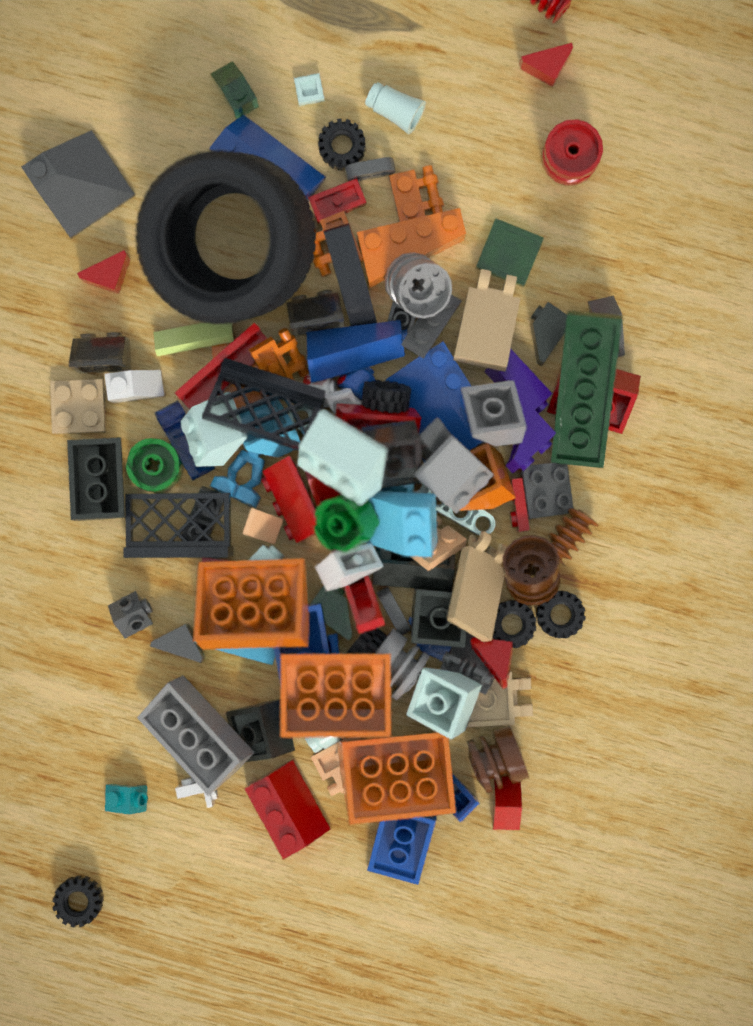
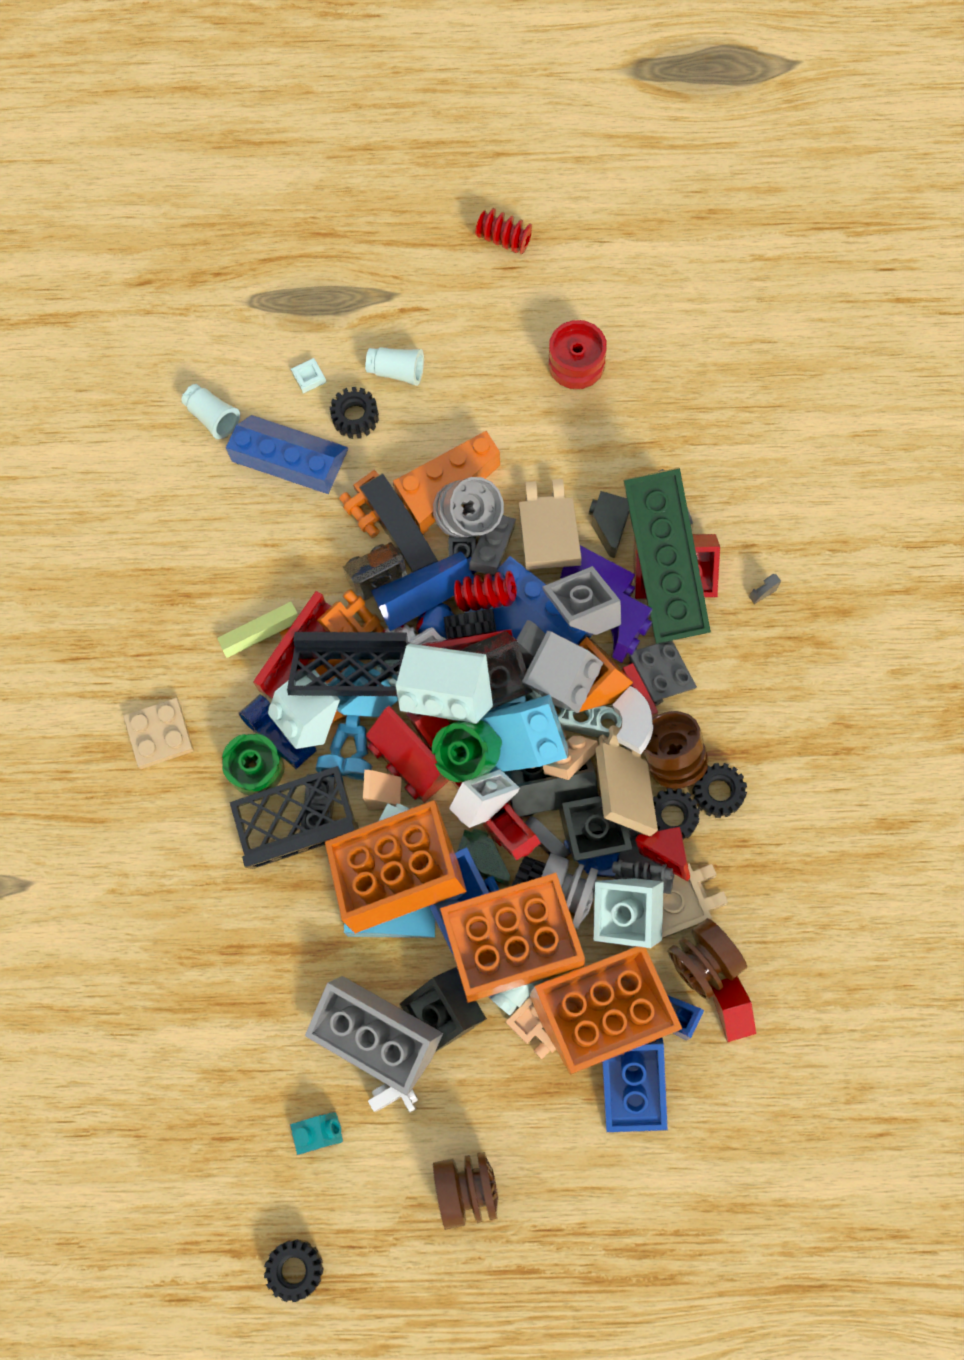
camera: 15 degrees left, 15 degrees down
(78, 182) = (104, 521): dark grey slope -> none
(96, 479) = (195, 796): pearl dark grey slope -> none
(100, 354) = (168, 673): clear smoke slope -> none
(107, 273) = (155, 595): red slope -> none
(131, 614) = (268, 926): dark grey brick -> none
(134, 385) = (210, 694): white slope -> none
(169, 245) = (206, 499): black tyre -> none
(180, 643) = (328, 941): dark grey slope -> none
(205, 100) = (211, 411): none -> light aqua plant
(235, 89) = (239, 393): clear green slope -> none
(235, 884) = (465, 1190): none -> reddish brown wheel
(287, 809) = (498, 1087): red slope -> none
(337, 199) = (371, 457): red plate -> none
(370, 169) = (388, 426): dark grey beam -> none
(407, 194) = (430, 434): orange plate -> none
(409, 374) = (486, 593): none -> red piece
(506, 534) = (636, 720): none -> white tile
(509, 252) = (548, 460): clear green tile -> none
(546, 64) = (526, 288): red slope -> none
(571, 533) = (700, 701): dark orange piece -> none
(667, 441) = (770, 586): none -> dark grey tile

